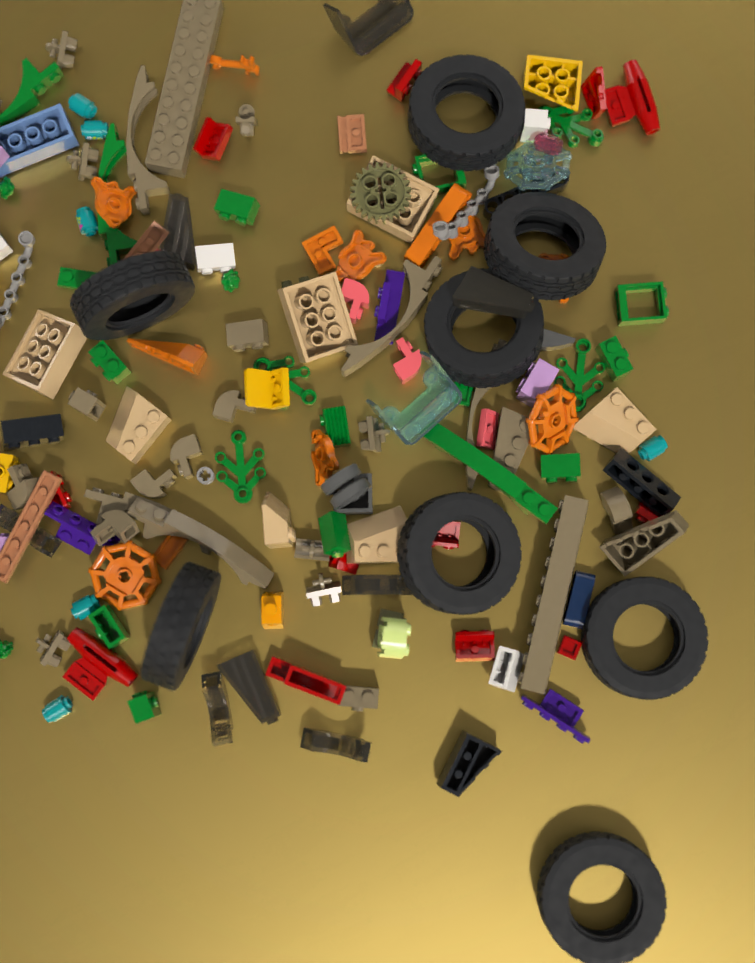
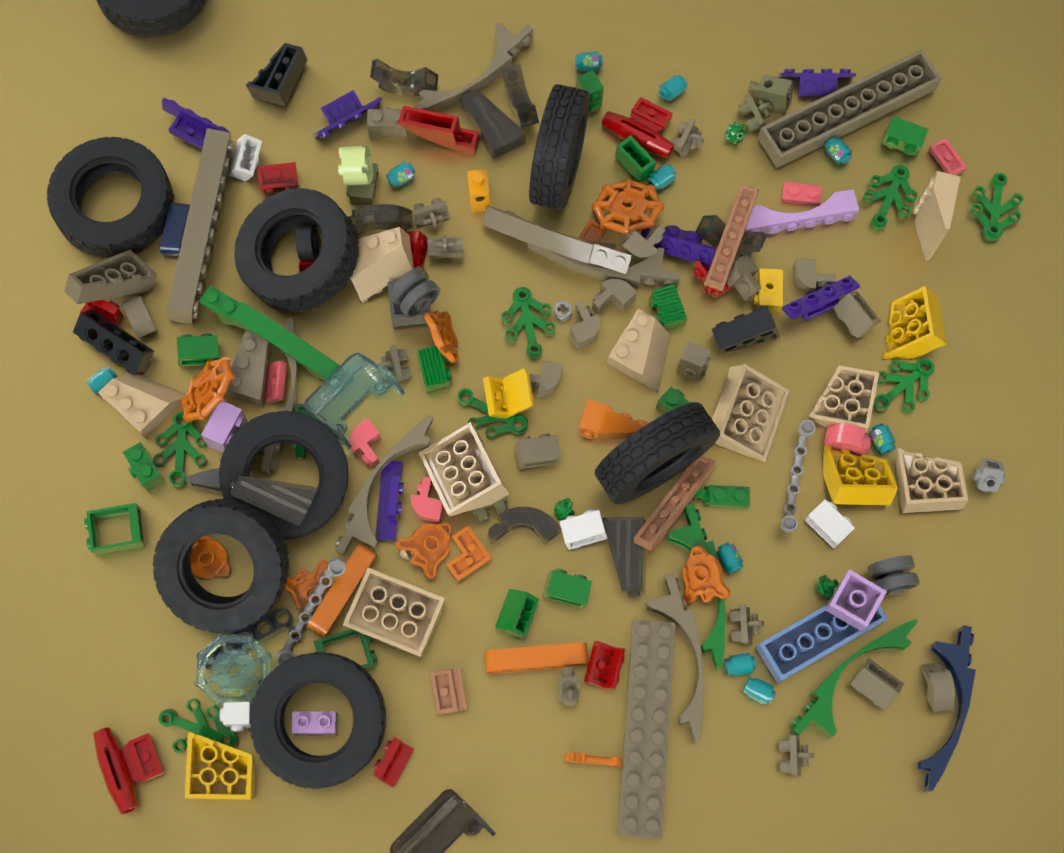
camera: 170 degrees right, 10 degrees down
(102, 466) = (668, 307): none -> green brick
(140, 749) = (588, 61): none -> teal brick
(225, 775) = (507, 48): none -> dark tan slope
(265, 275) = (528, 518): none -> clear smoke arch
(272, 153) = (536, 657): none -> orange beam
(277, 523) = (481, 261): tan wedge -> none
(284, 189) = (517, 613): none -> green brick
(334, 534) = (423, 254): green brick -> none
(349, 637) = (400, 174): none -> teal brick
(362, 195) = (388, 611): olive gear -> none
(401, 716) = (343, 109): none -> dark purple bracket
(449, 564) = (307, 242): none -> black tyre
(469, 116) = (315, 723): none -> lavender brick
(548, 143) = (221, 688): clear pink brick -> none
(569, 647) = (184, 187): red tile -> none
(594, 92) = (169, 766): red wing -> none

